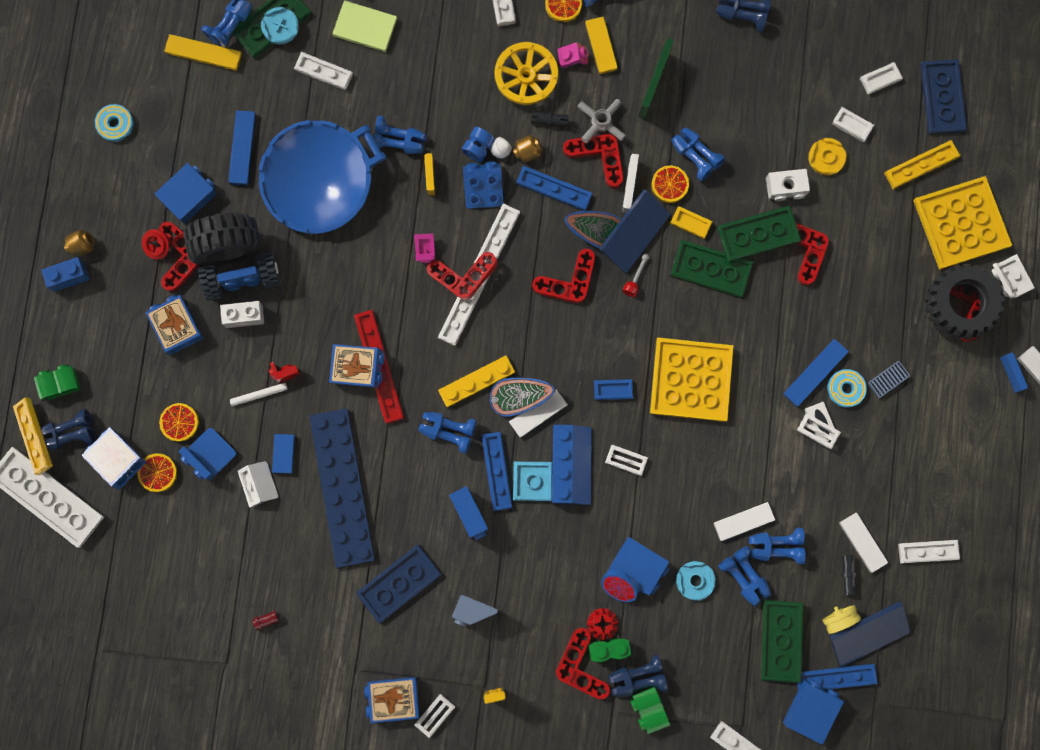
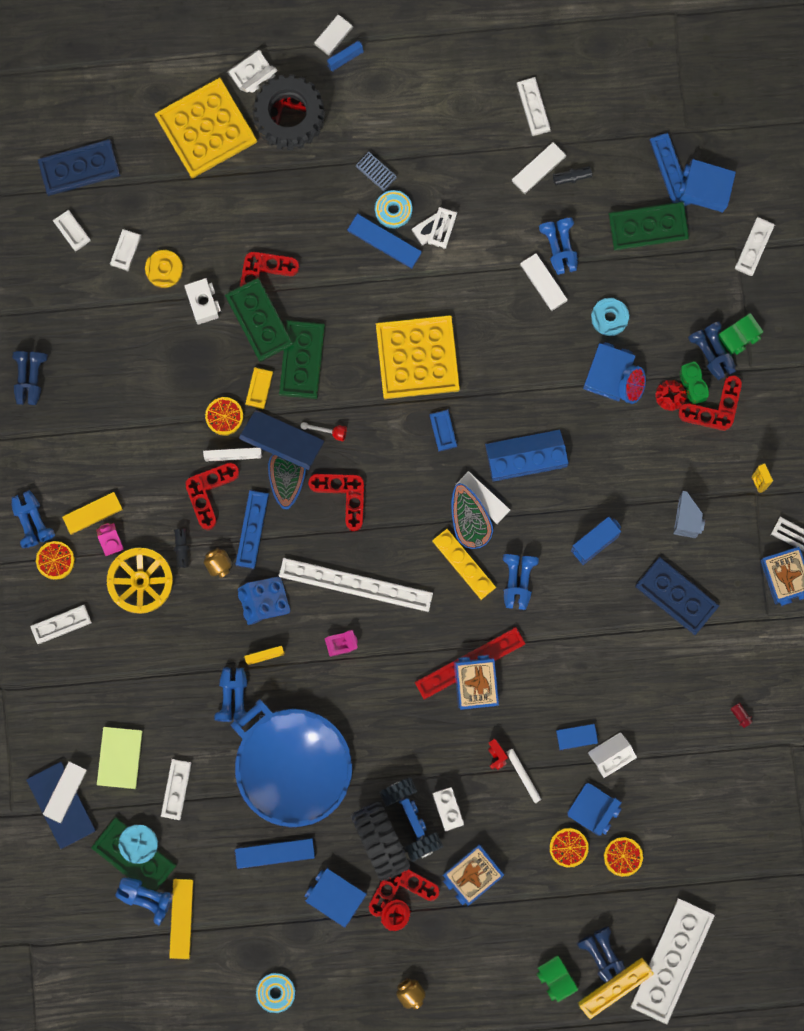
camera: 95 degrees left, 0 degrees up
(65, 274) = (445, 999): blue brick -> none
(114, 458) = (619, 901): brick -> none
(341, 488) = (597, 672): dark blue plate -> none
(461, 282) = (369, 599): red beam -> none
(477, 145) = (217, 611): blue wheel -> none
(496, 471) = (547, 526): blue tile -> none
(500, 148) = (222, 590): white piece -> none
(532, 481) = (549, 489): medium azure tile -> none
(598, 126) = (166, 492): light grey bar -> none
(629, 453) = (507, 420): white tile -> none
(656, 78) = (121, 449): dark green tile -> none
(685, 146) = (185, 407): blue piece -> none
(756, 582) = (599, 259): blue piece -> none
(841, 619) = (617, 174): light yellow wheel -> none
(870, 634) = (624, 146): dark blue tile -> none
(922, 164) = (153, 176): yellow tile -> none

